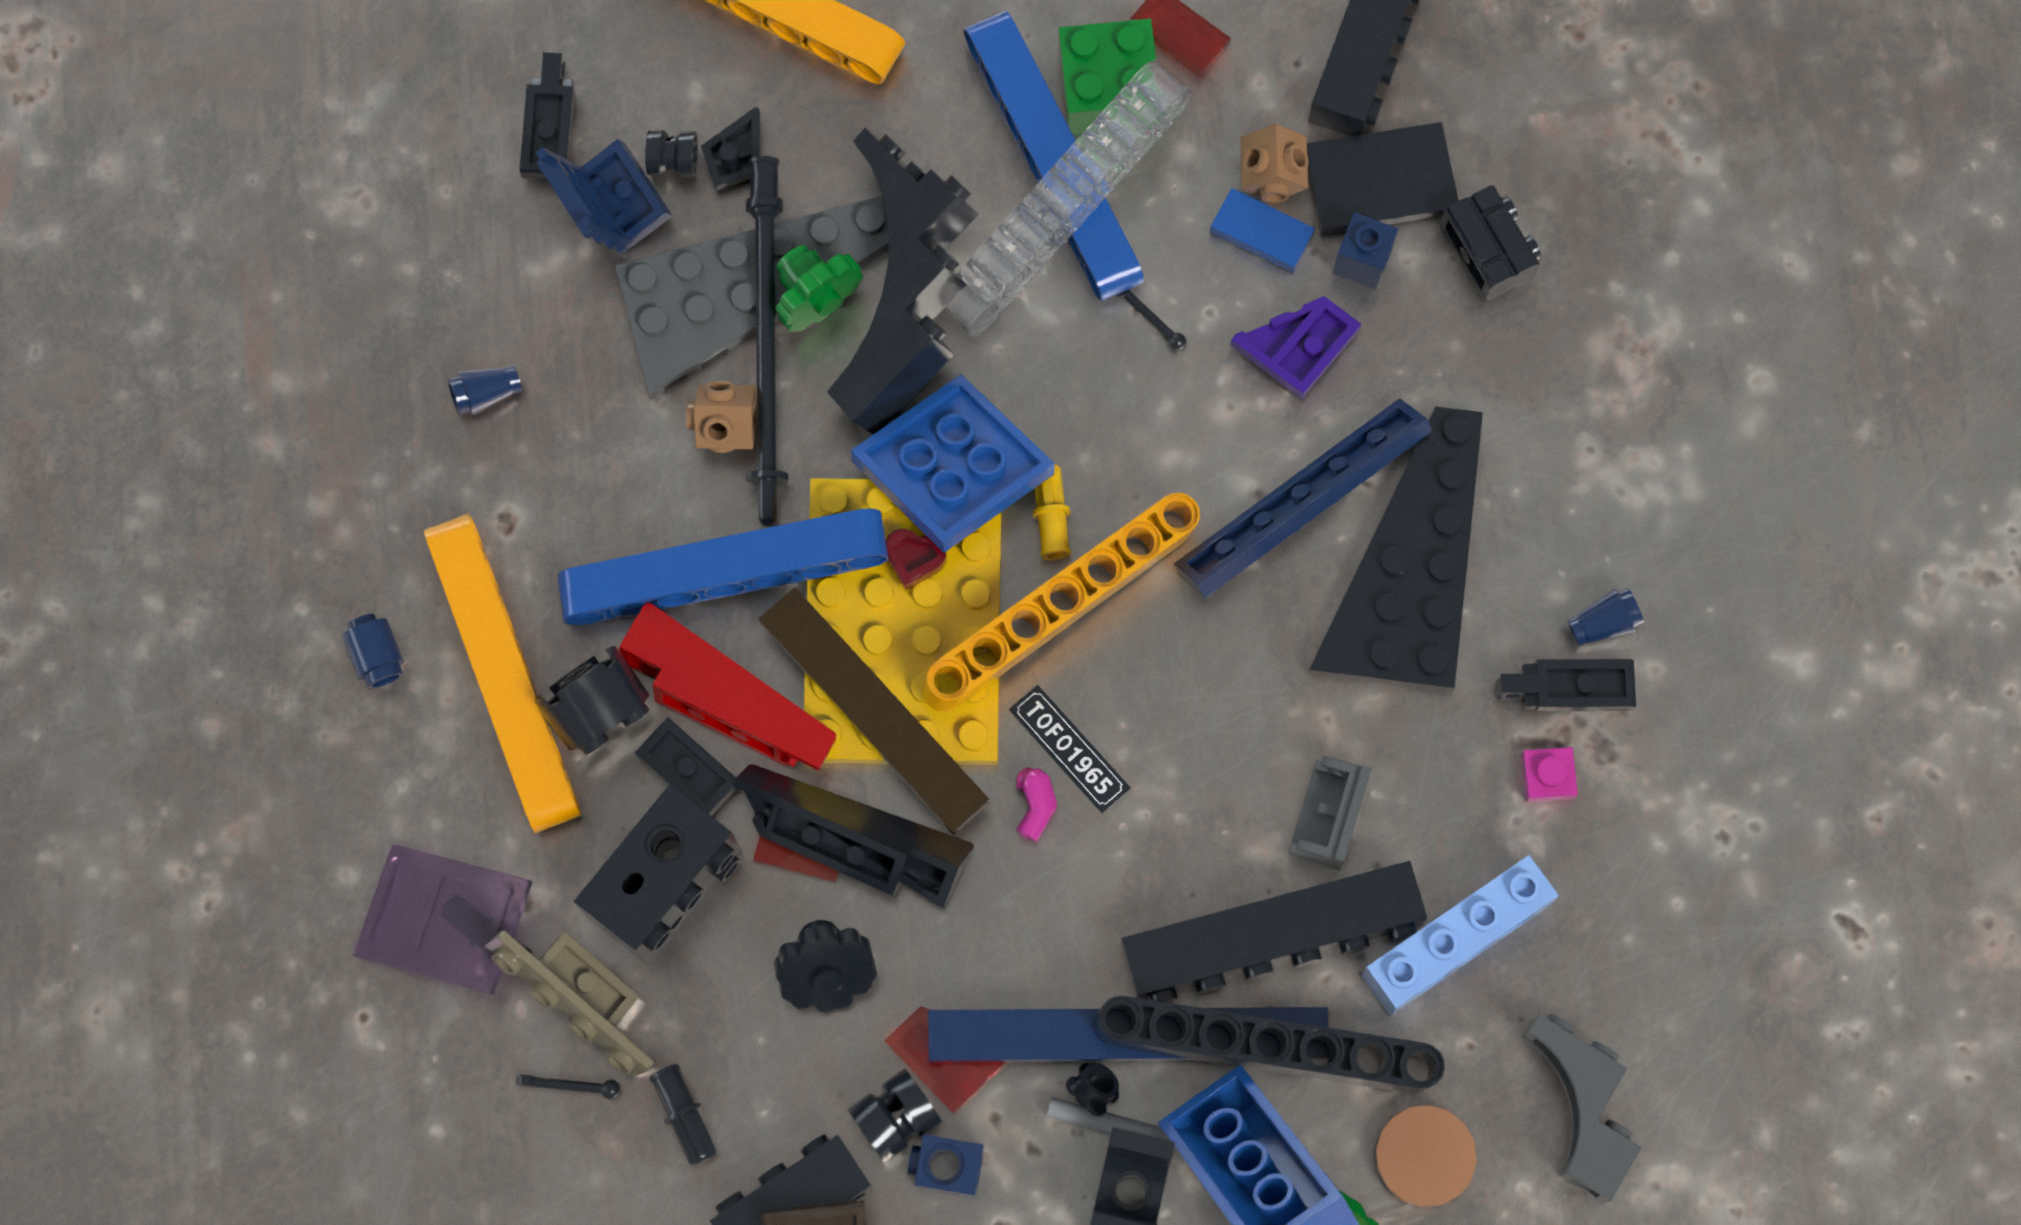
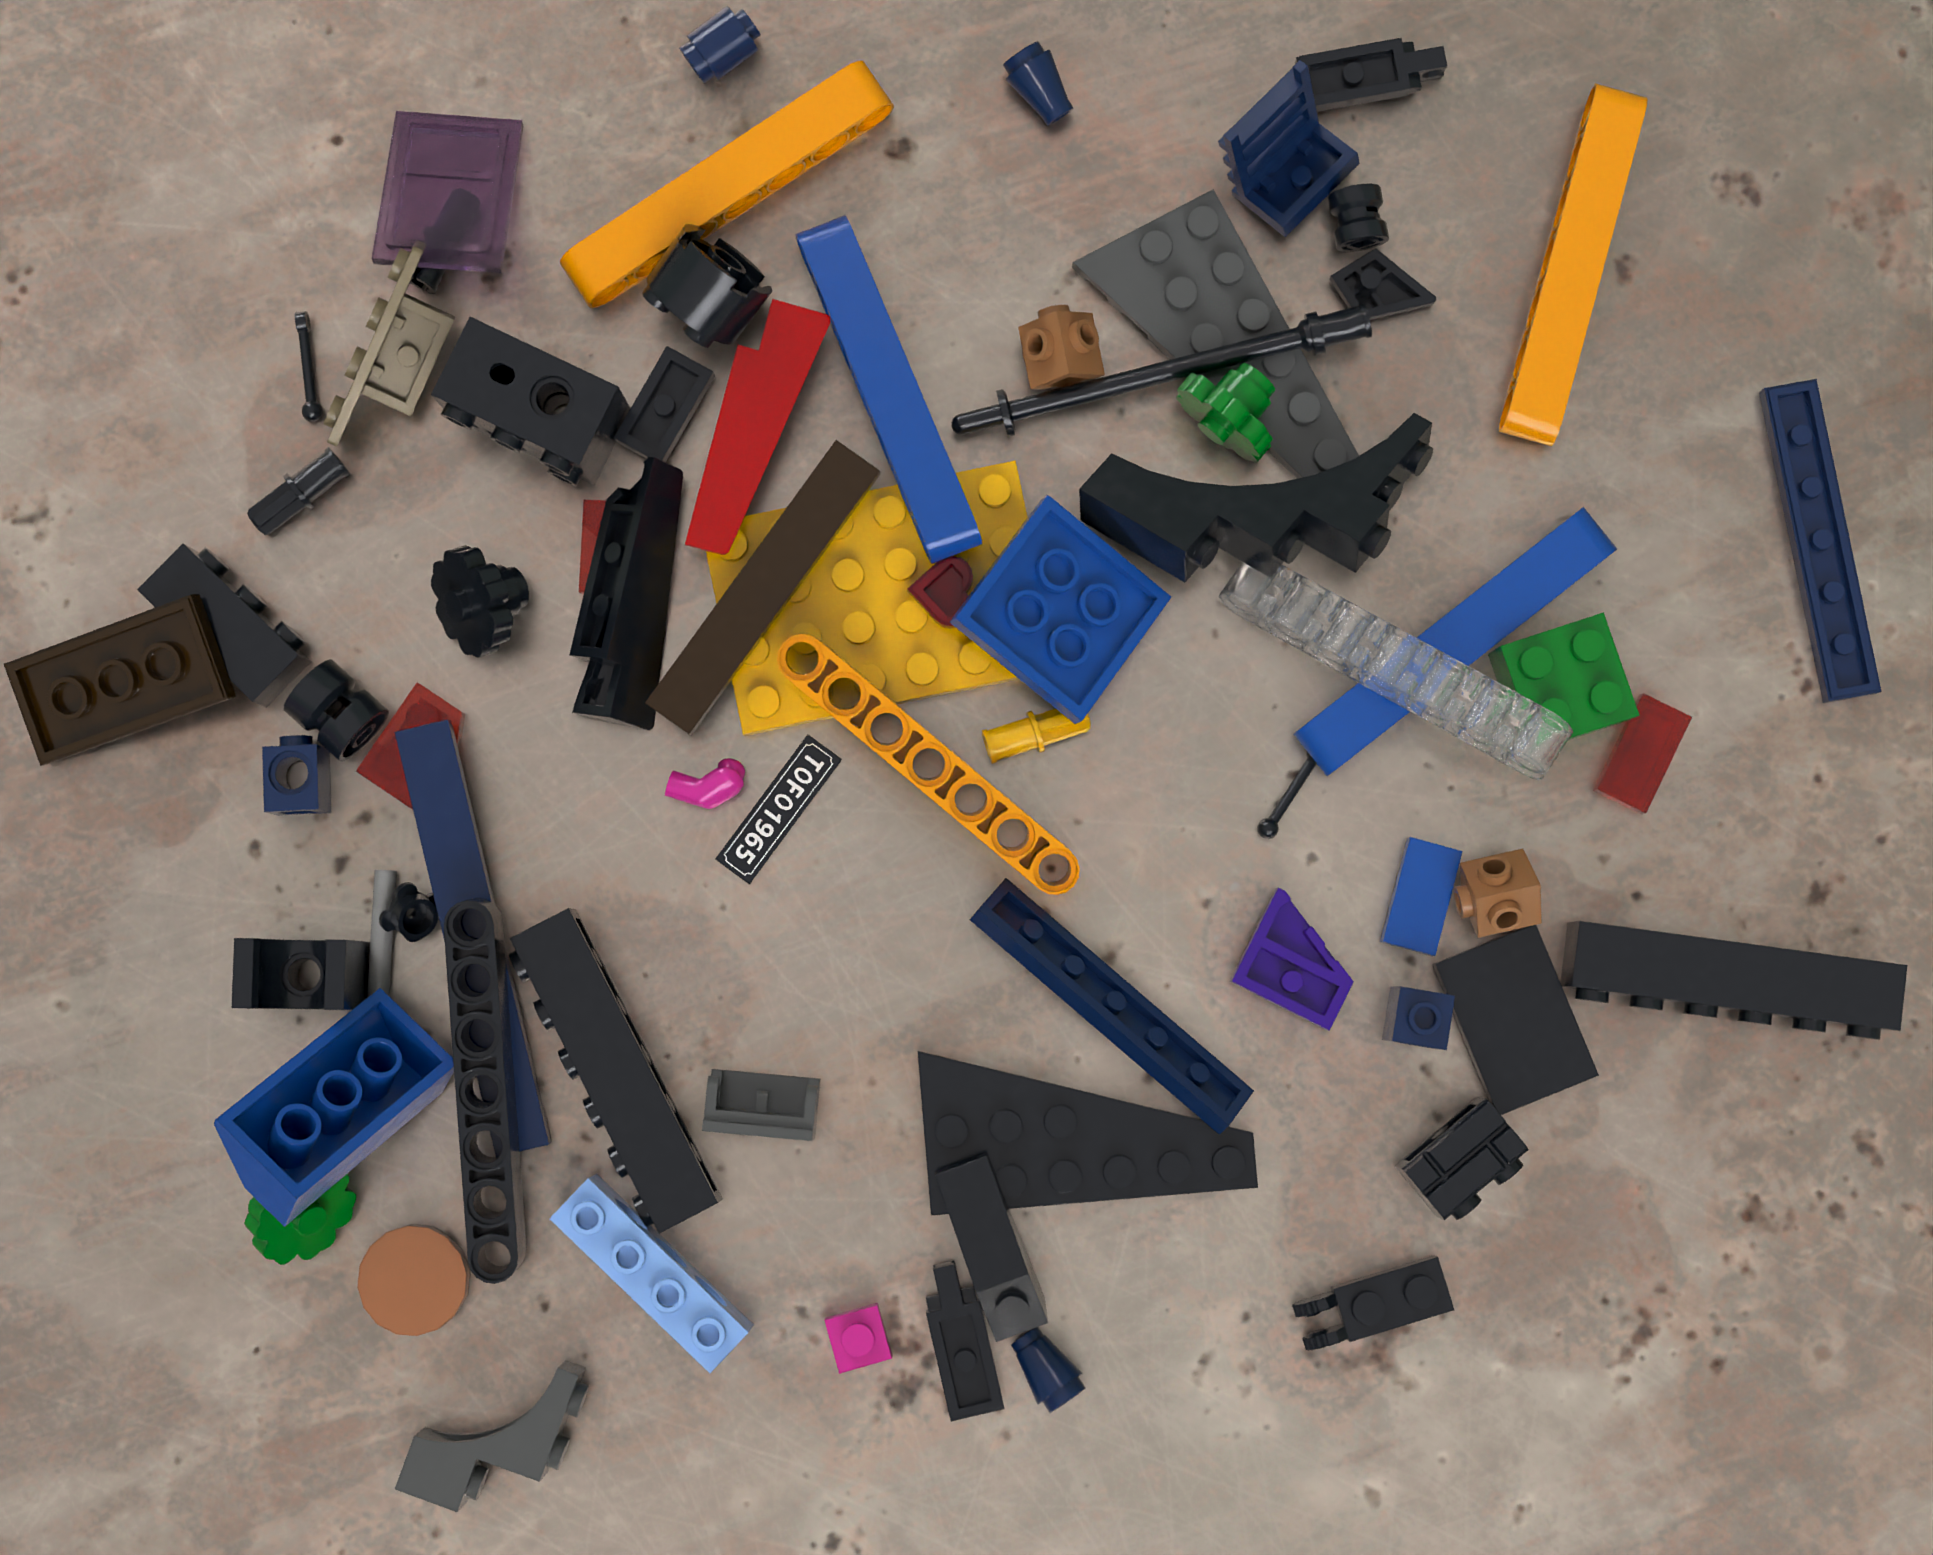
camera: 75 degrees right, 10 degrees up
(1494, 636) = (992, 1247): none -> black slope
(1598, 337) = (1379, 1302): none -> black hinge

